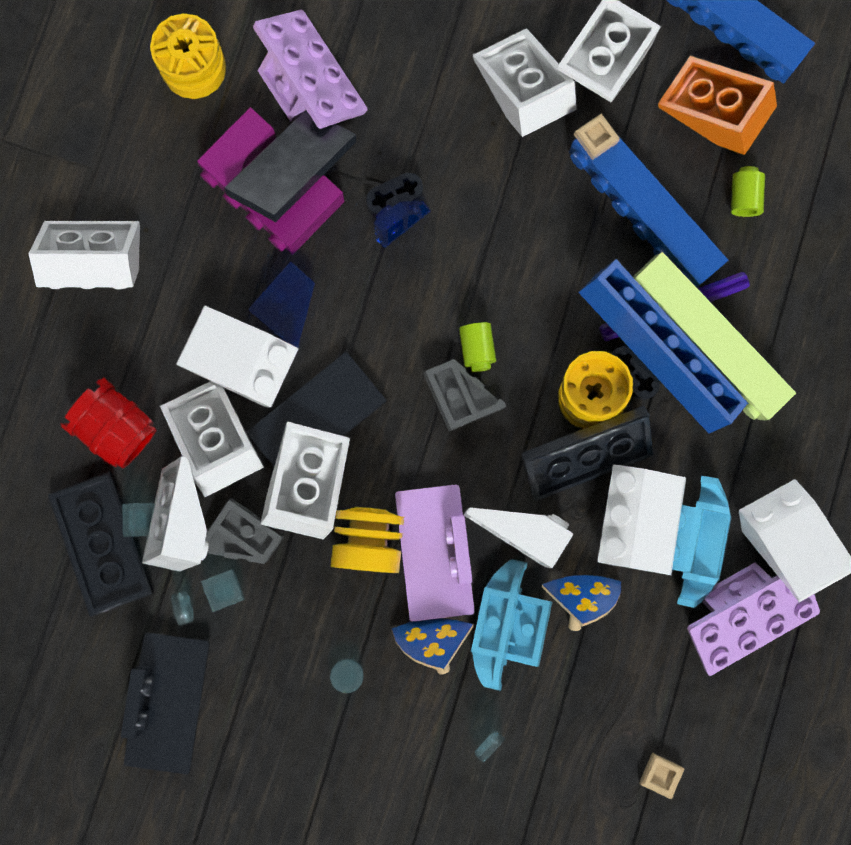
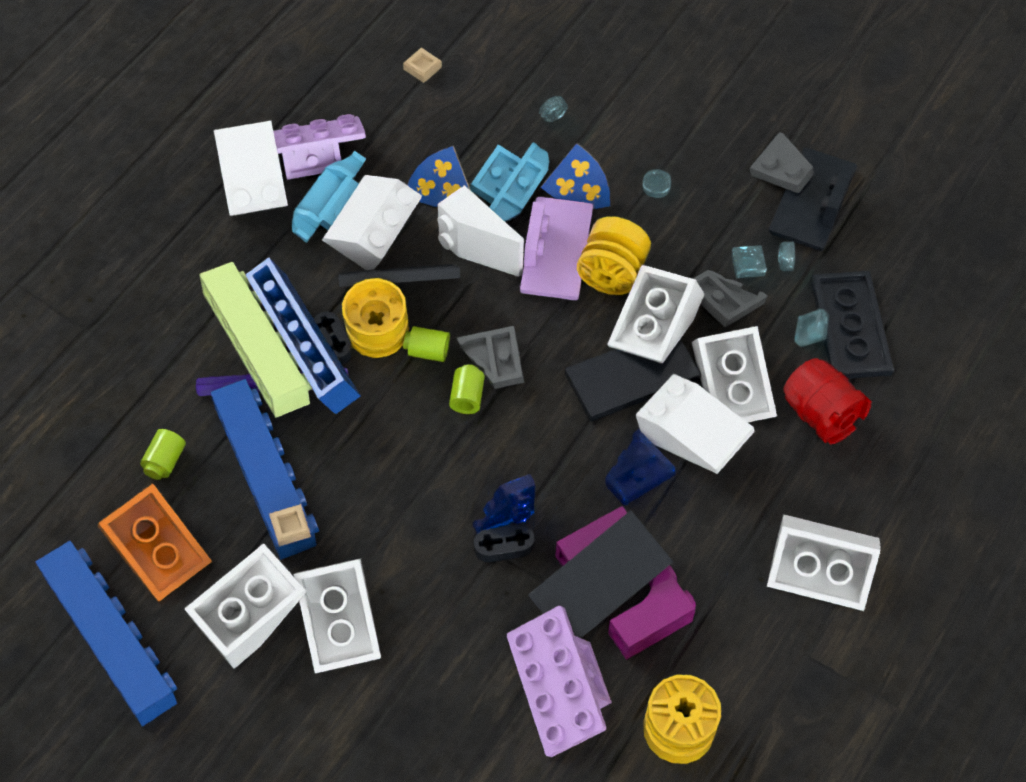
camera: 160 degrees left, 25 degrees down
(177, 521) = (781, 306): white slope -> none
(208, 738) = (783, 165): none -> dark grey wing
(534, 388) = (427, 343): none -> lime brick

